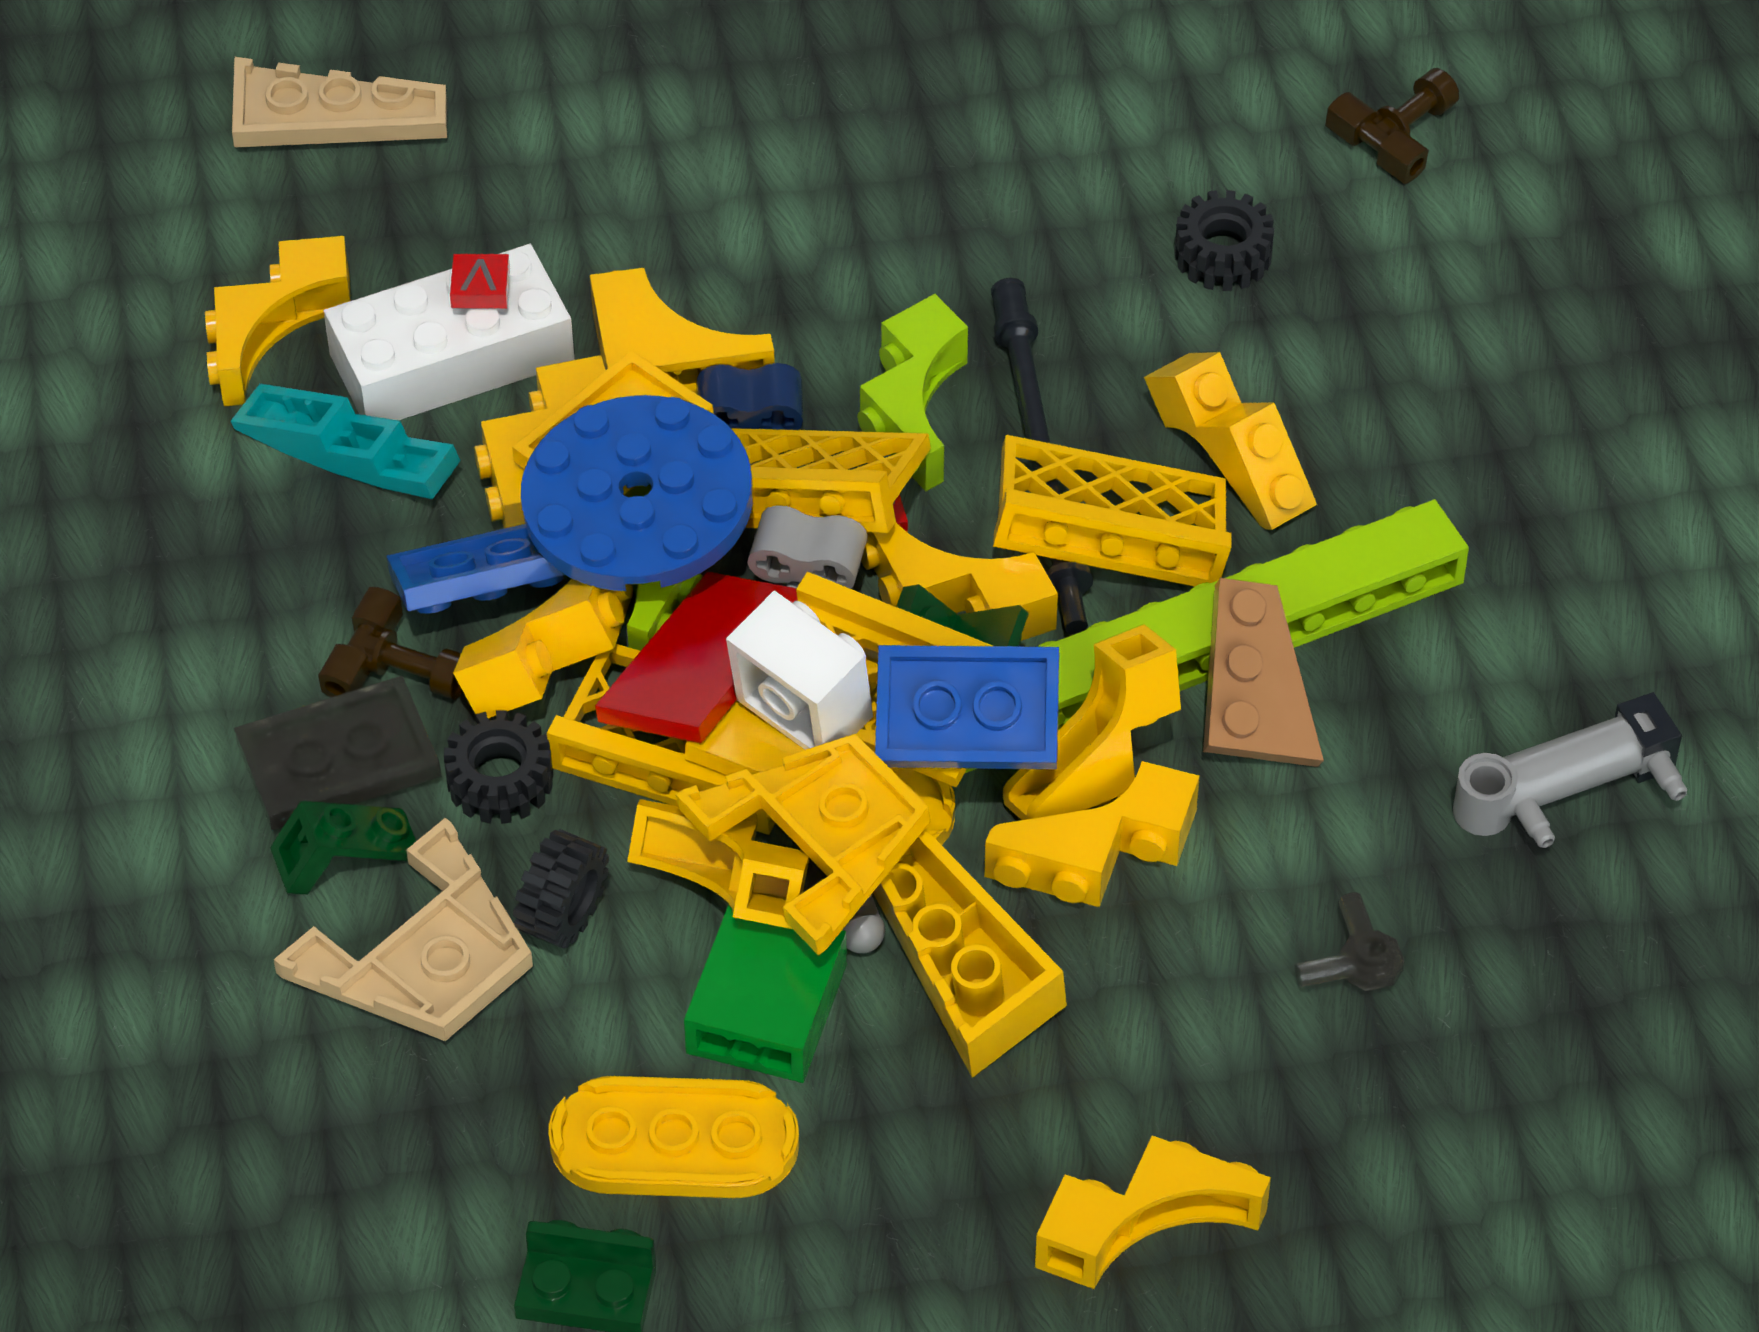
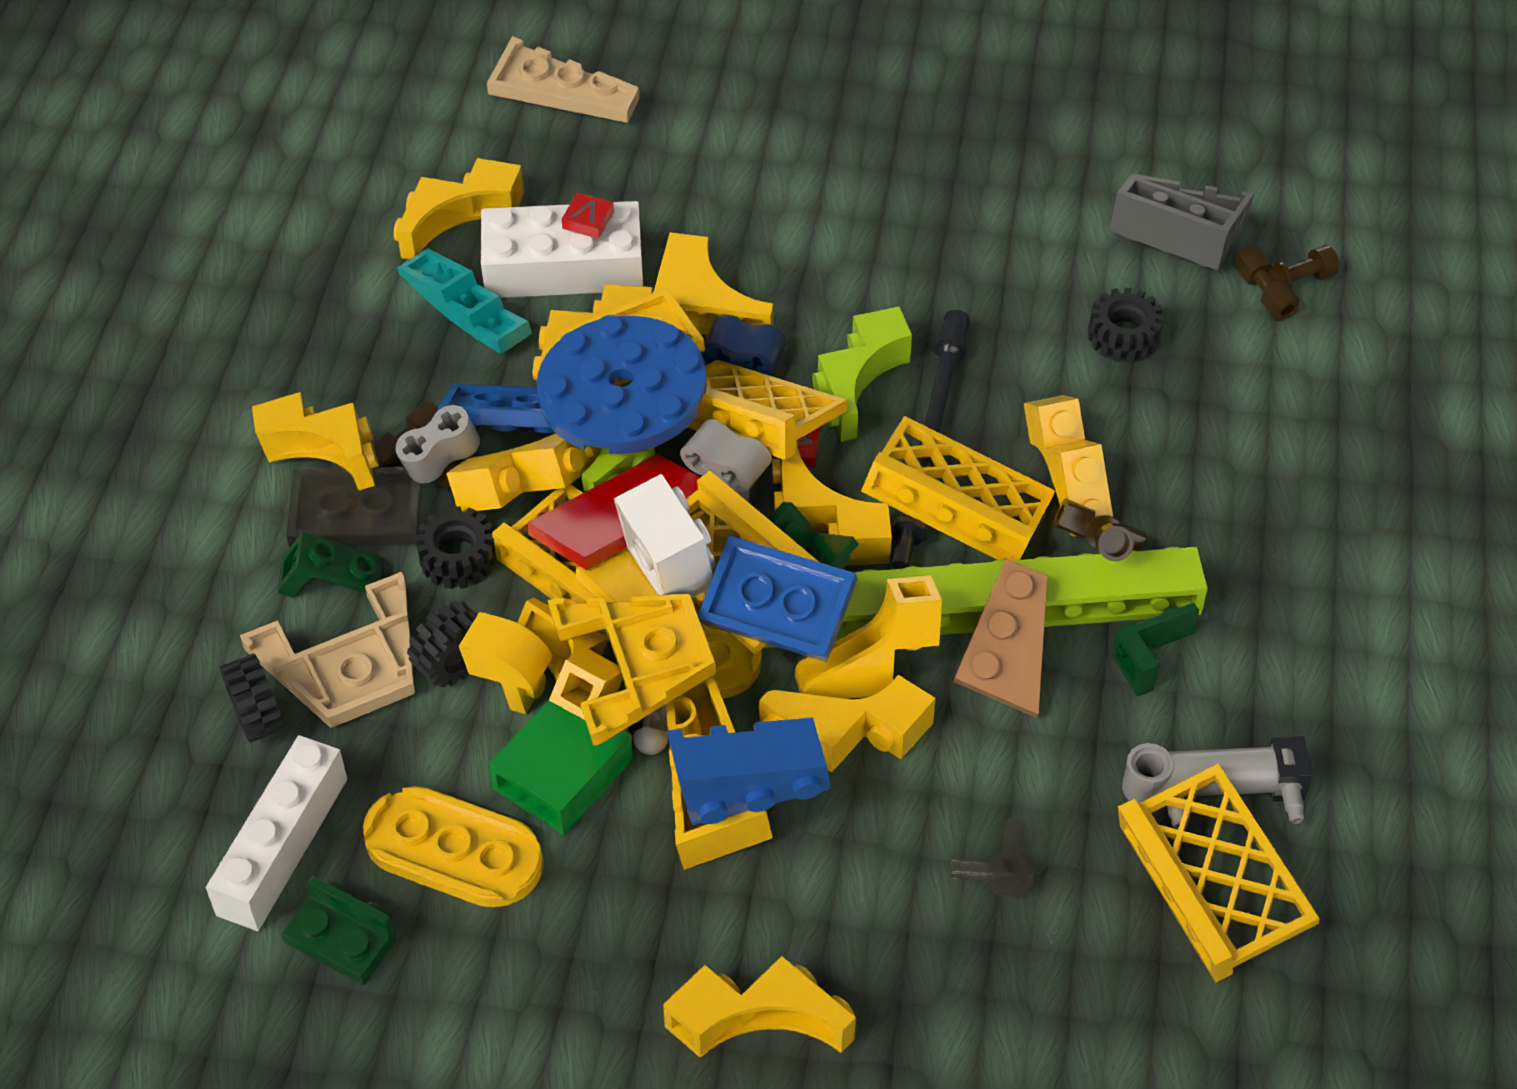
camera: 20 degrees right, 0 degrees up
(277, 665) = (336, 435): none -> yellow arch
(336, 1030) = (251, 697): none -> black tyre
(420, 643) = (436, 445): none -> light grey axle
(451, 1186) = (277, 833): none -> white brick
(649, 878) = (509, 655): none -> yellow brick
(1028, 924) = (748, 769): none -> blue wedge
(1238, 83) = (1180, 219): none -> dark grey wedge
(1314, 512) = (1109, 536): none -> dark brown bar
(1405, 641) = (1137, 640): none -> dark green bracket
(1578, 918) = (1186, 898): none -> yellow fence

